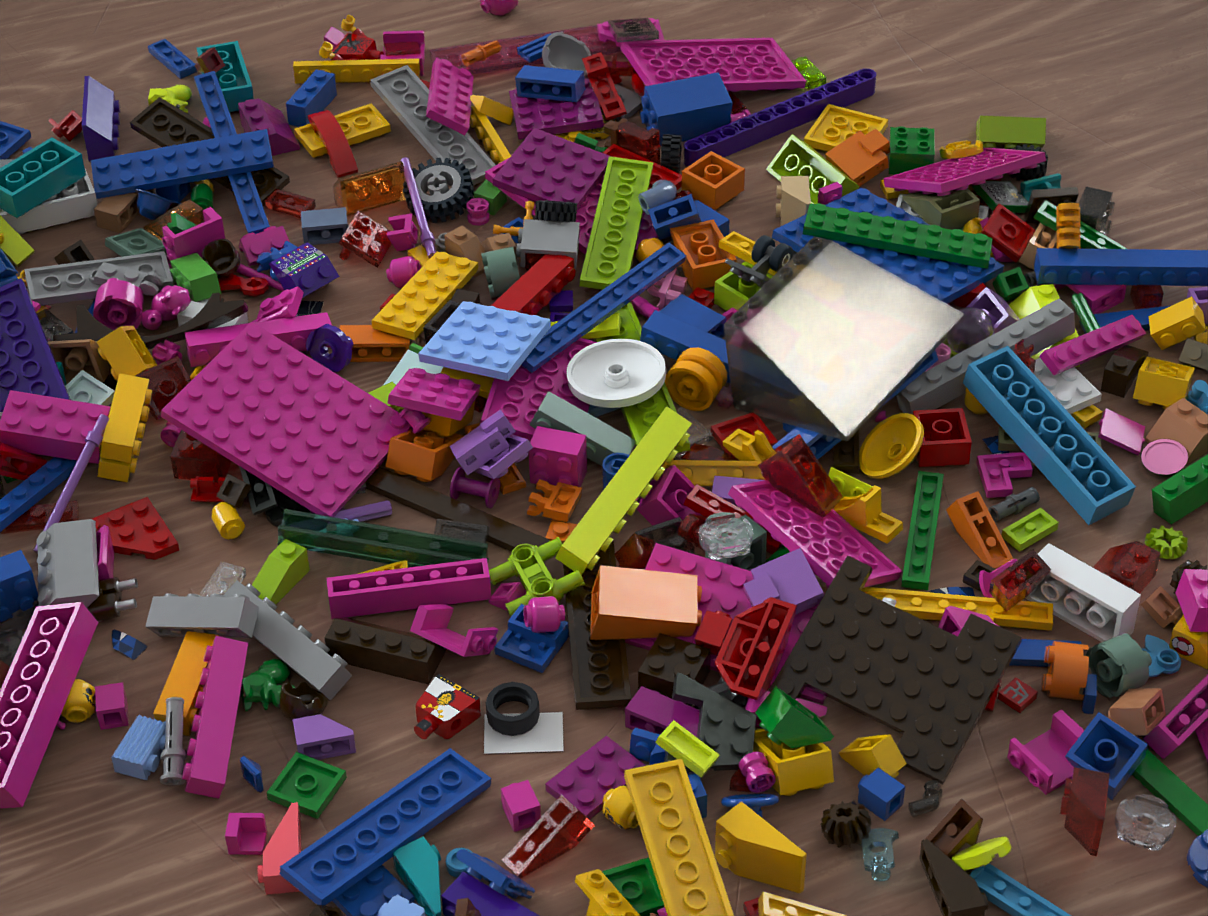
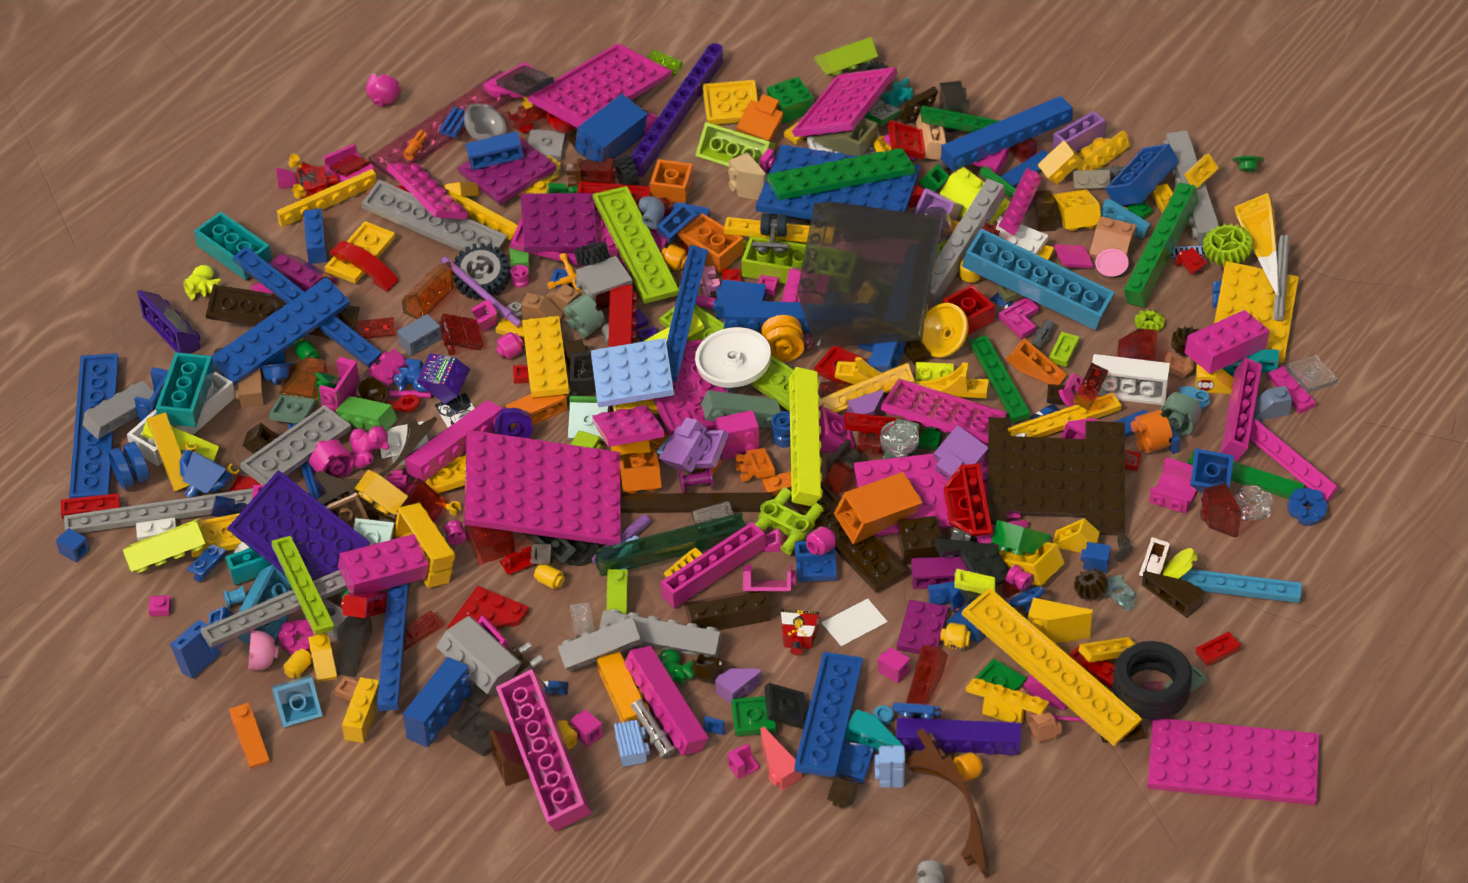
camera: 30 degrees left, 5 degrees up
(68, 127) = (143, 336): red bracket -> none
(92, 440) = (426, 562): medium lavender bar -> none
(146, 281) = (308, 439): light grey hinge -> none
(172, 58) = (166, 246): blue tile -> none
(209, 61) = (223, 239): dark red tile -> none
(281, 306) = (447, 411): dark pink plate -> none
(347, 788) = (785, 705): none -> pearl dark grey plate
(415, 418) = (624, 449): dark pink bush -> none
(512, 724) = (844, 621): black tyre -> none
(603, 86) = (534, 138): red slope -> none
(713, 630) = (933, 503): red brick -> none
(800, 476) = (908, 377): clear red slope -> none
(961, 149) = (824, 84): yellow tile -> none
(1069, 225) = (950, 114): light orange legs -> none
(1138, 710) = (1209, 436): nougat brick -> none

